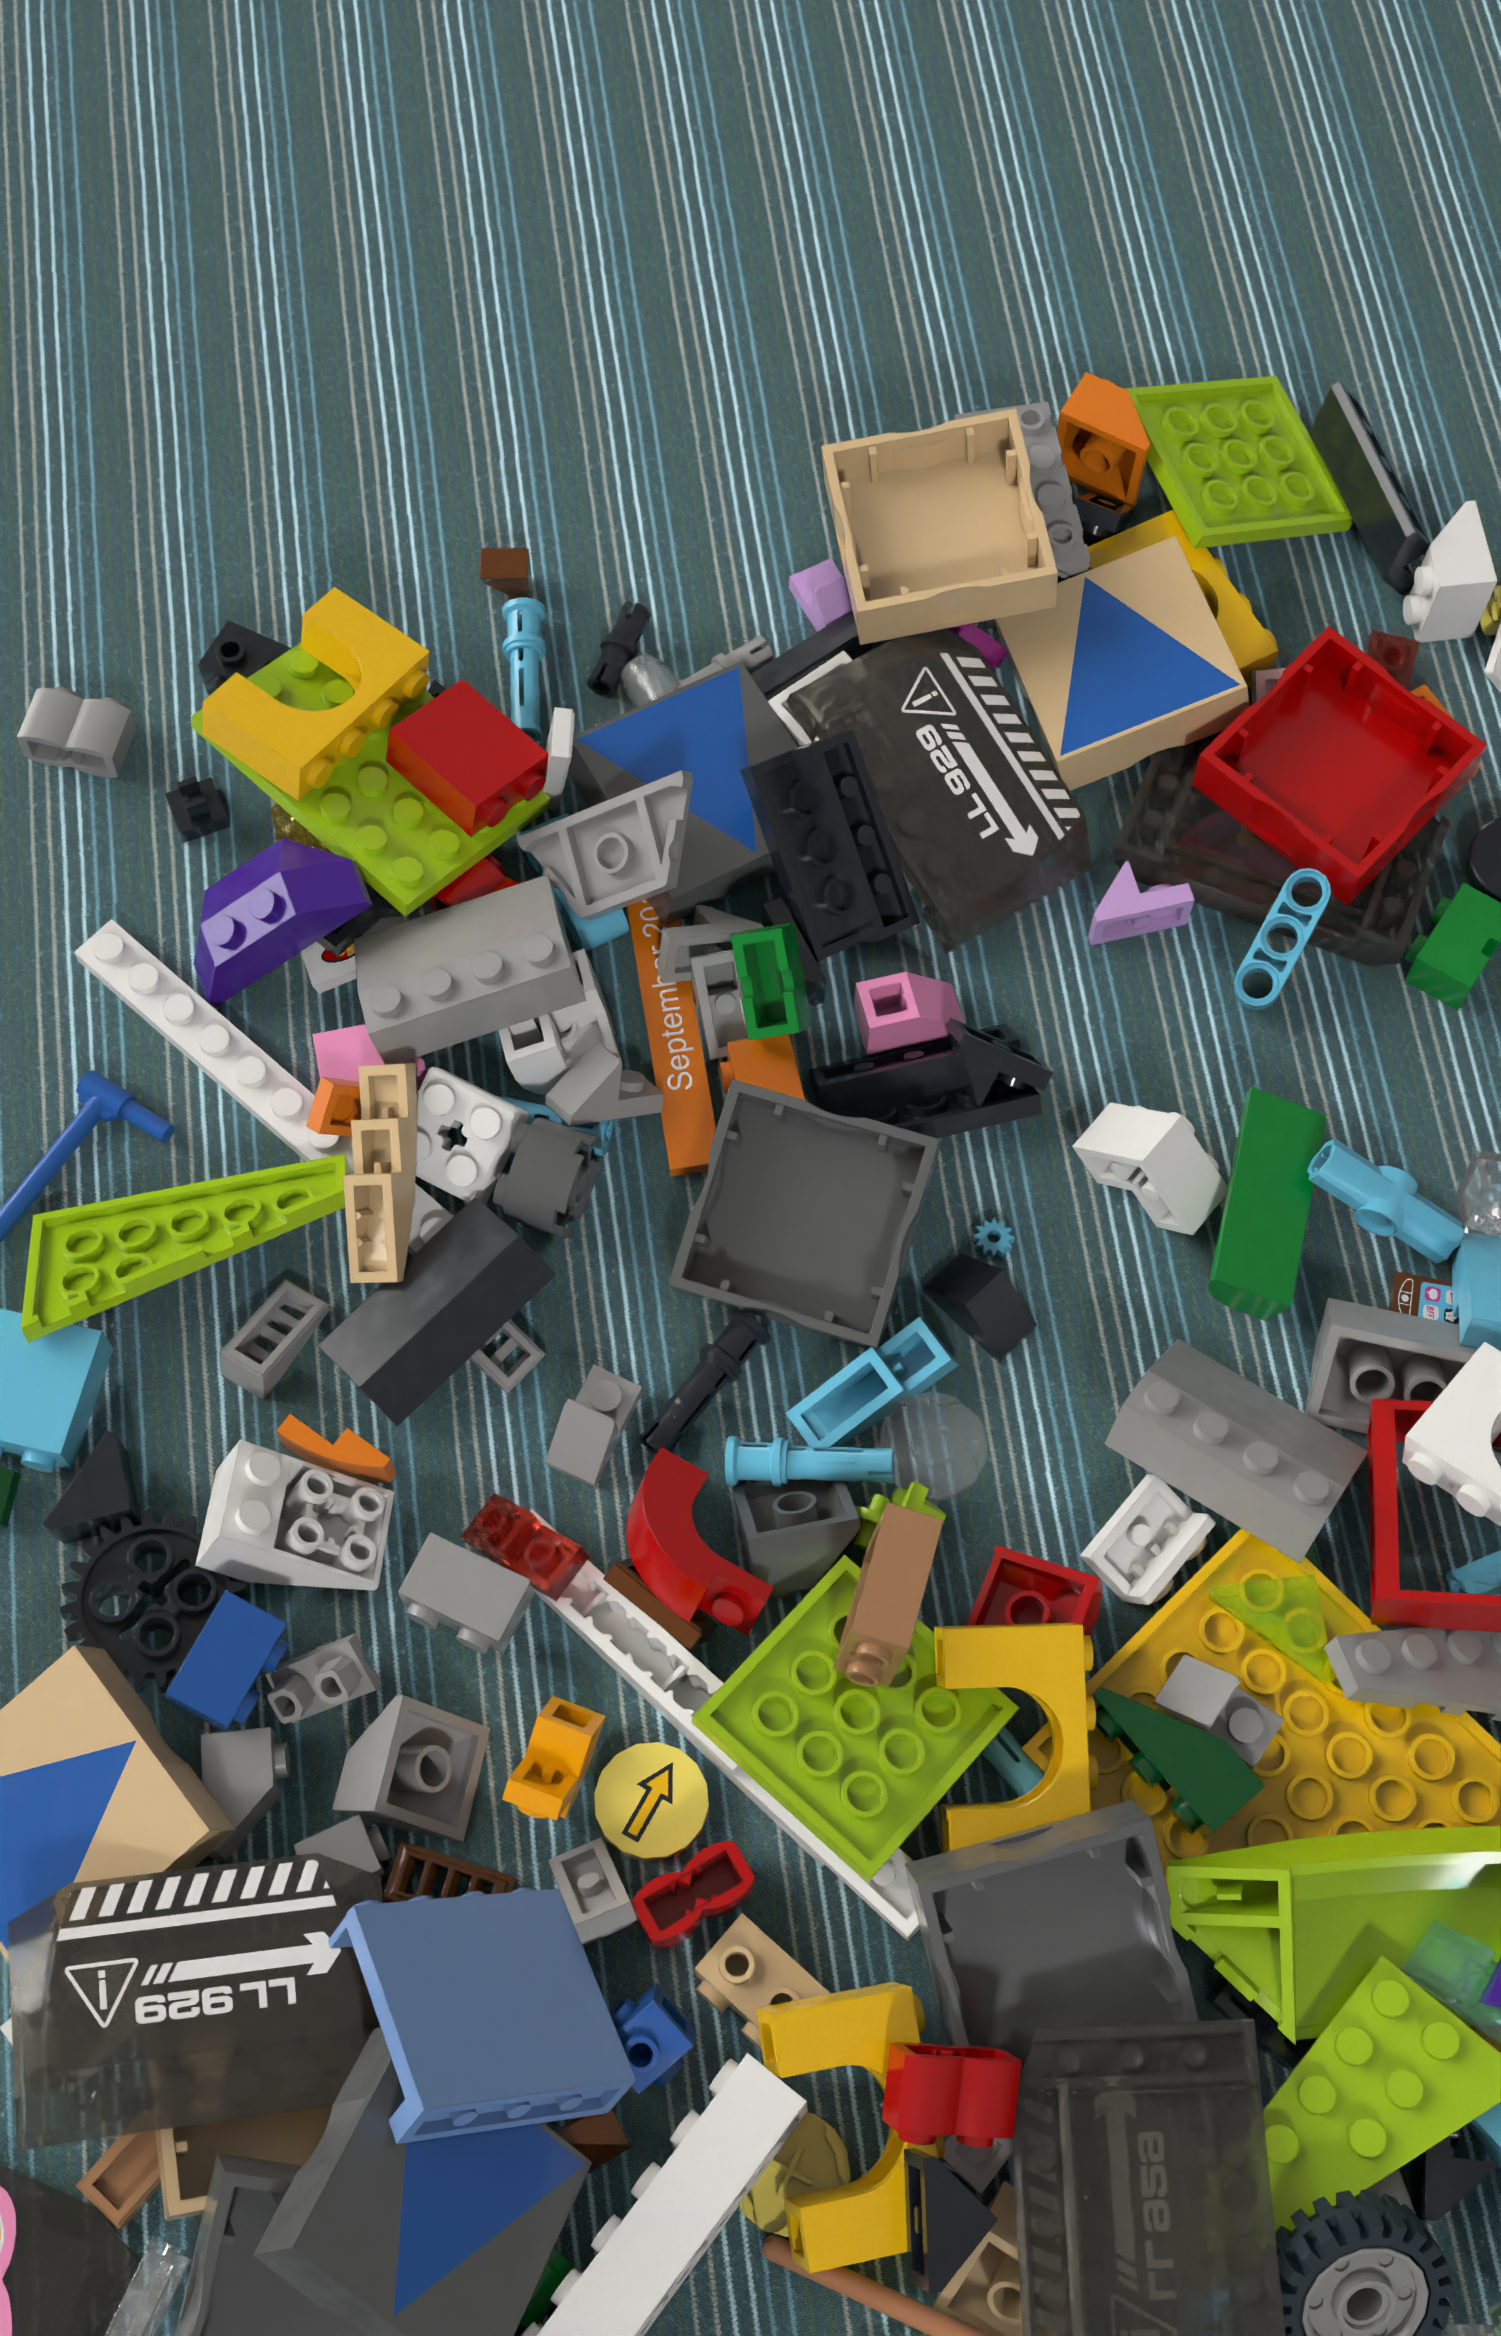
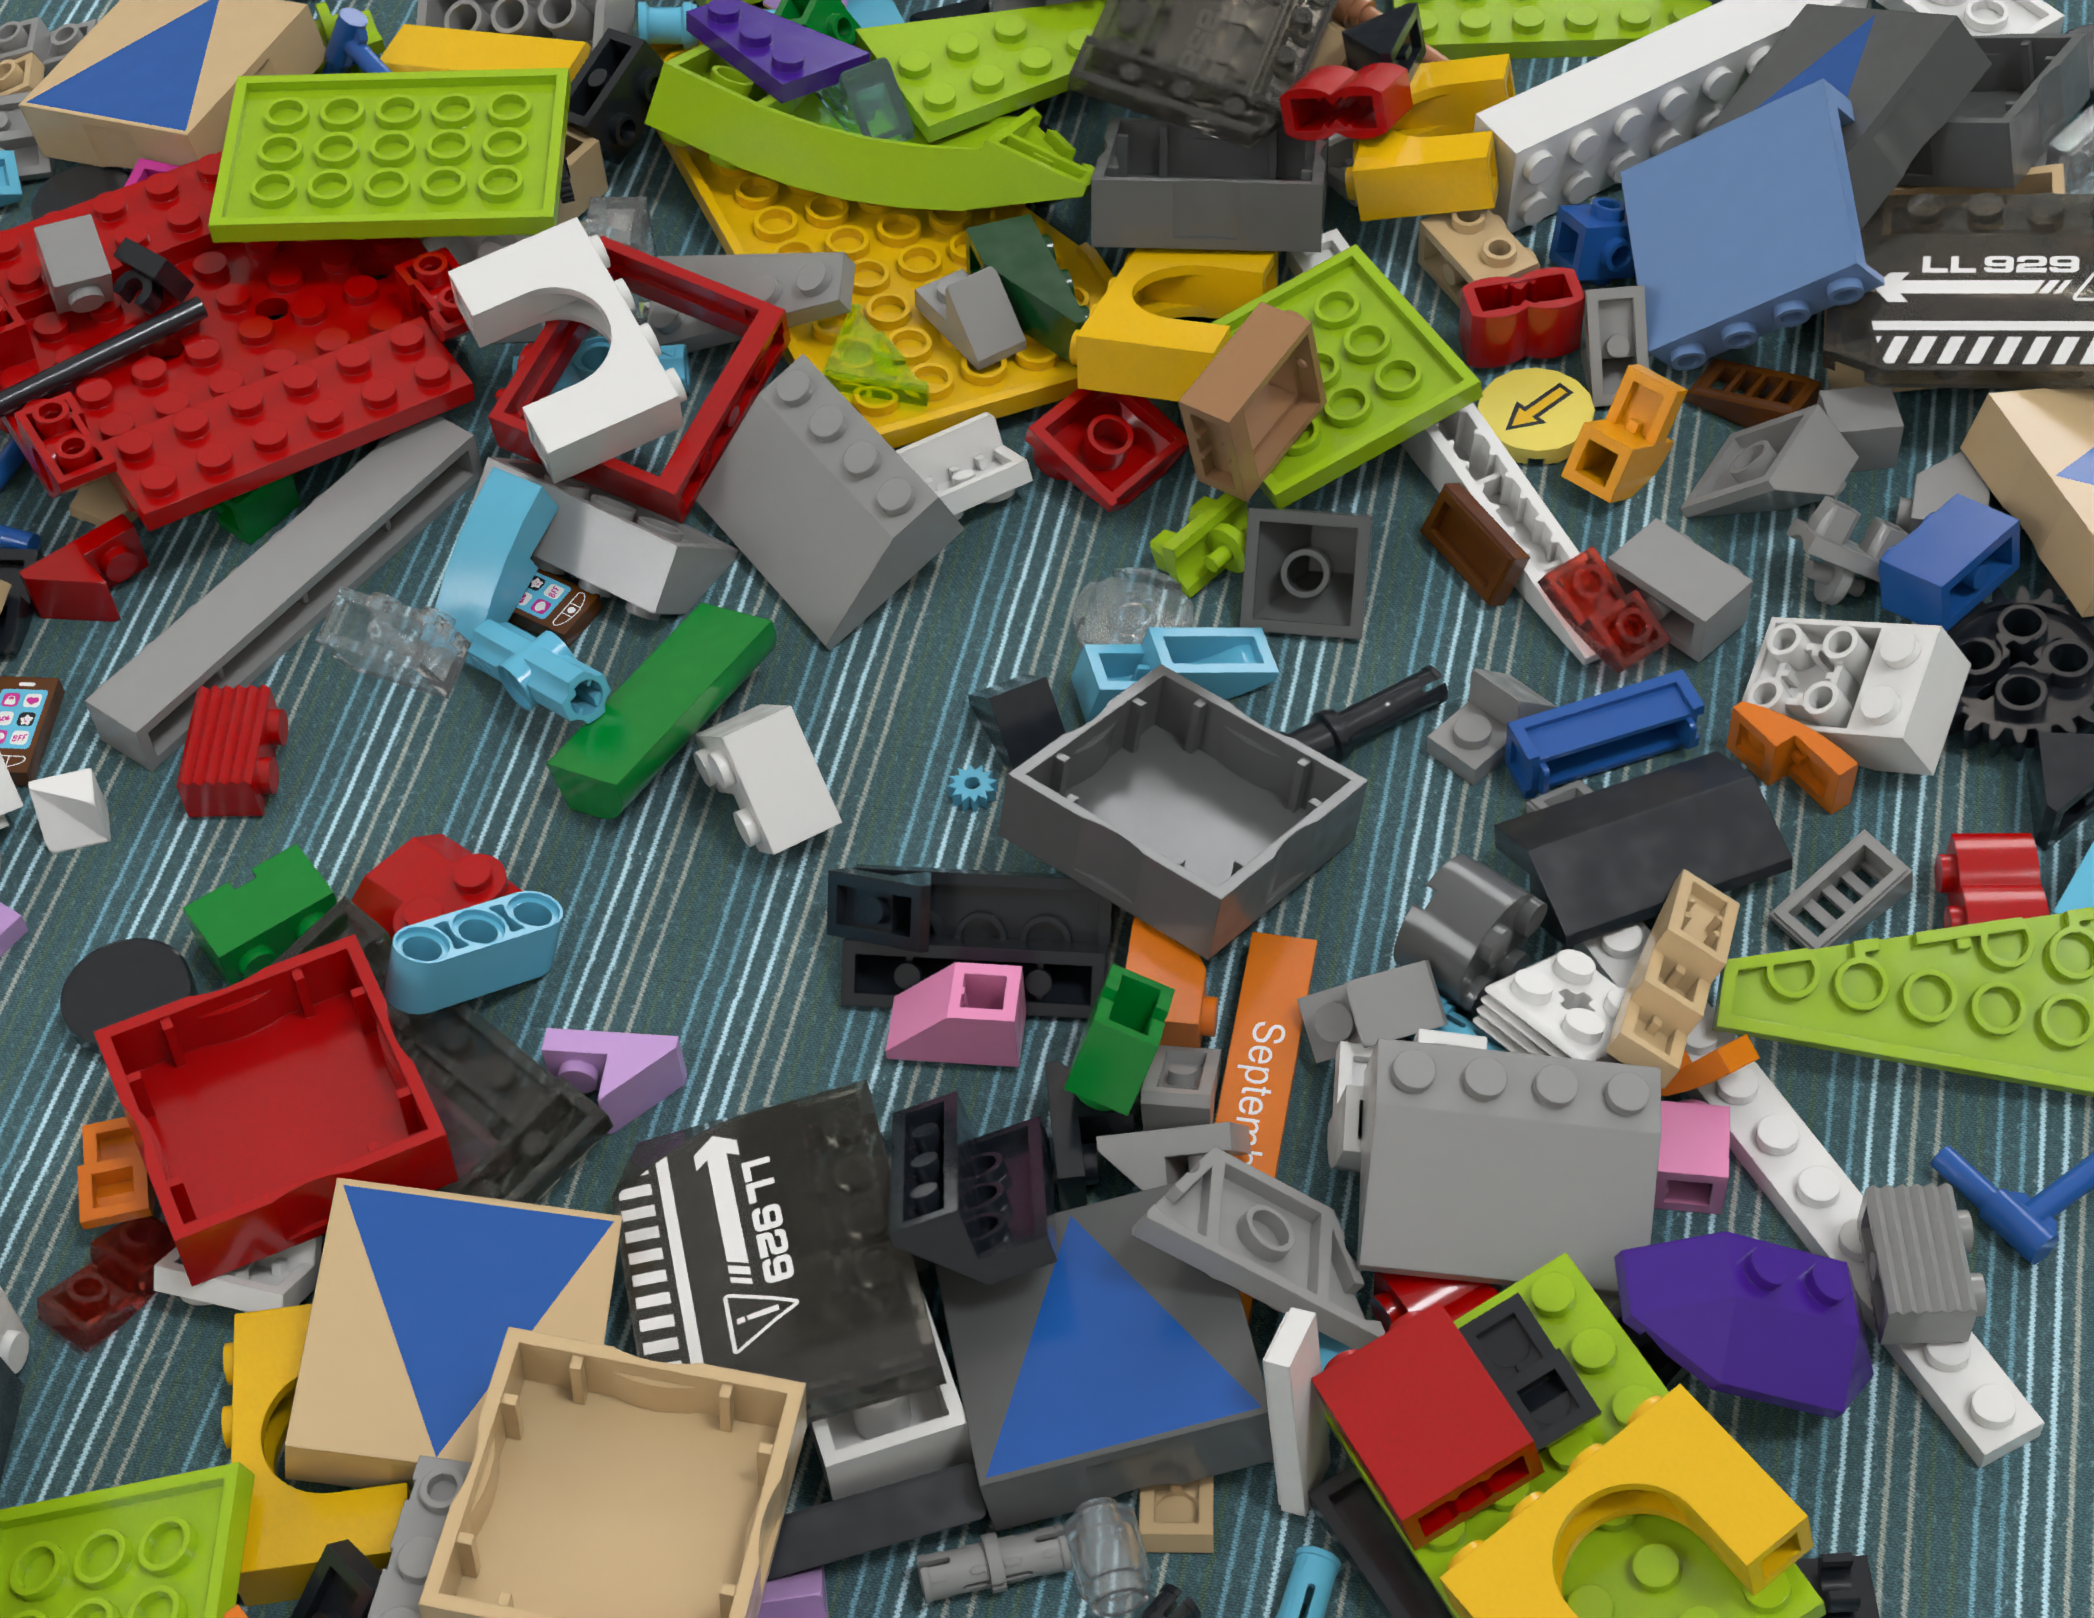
camera: 155 degrees left, 15 degrees down
(152, 1359) = (1990, 878): none -> red brick
(168, 1002) = (1919, 1264): none -> light grey brick
(403, 801) = (1530, 1372): none -> black slope
(495, 1427) = (1602, 732): none -> blue container
(676, 1559) = (1456, 567): red arch -> none
(782, 1462) = (1205, 584): medium azure pin -> none
(1348, 1009) = (429, 880): none -> red slope

